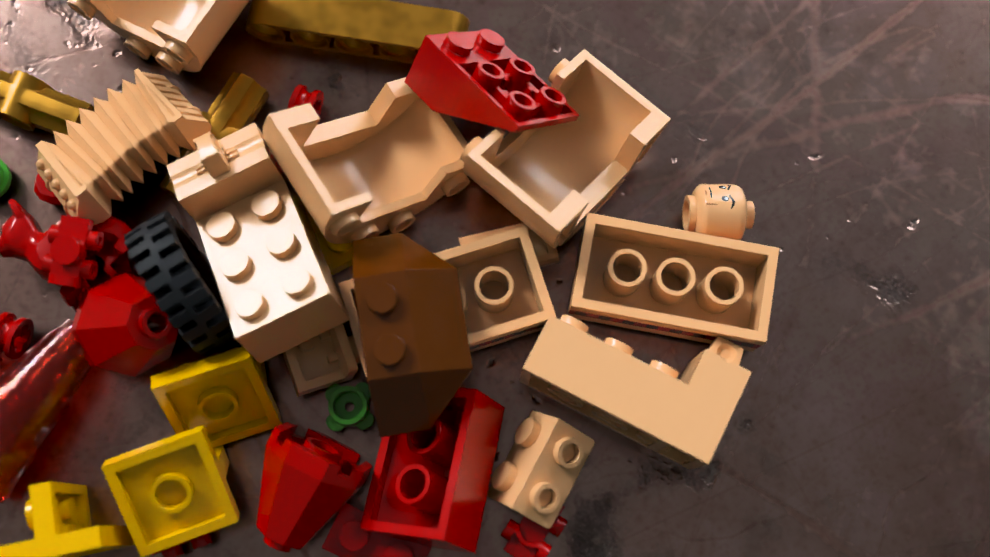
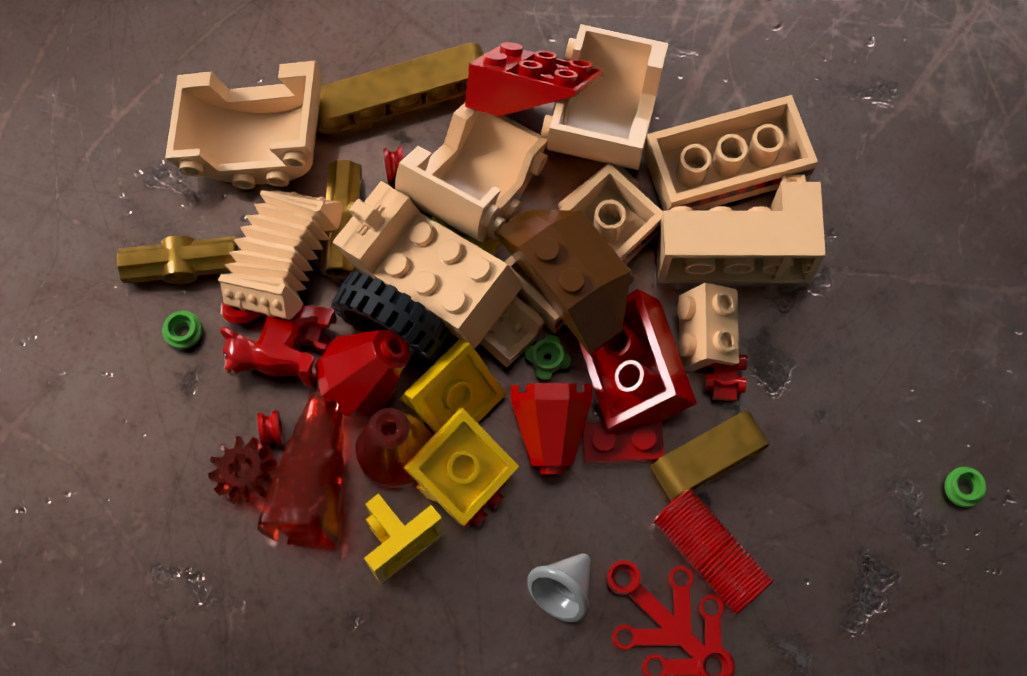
camera: 25 degrees left, 5 degrees down
(69, 251) = (292, 329): red piece -> none
(118, 418) = (388, 444): none -> clear red cone
(718, 211) = (733, 92): light nougat head -> none

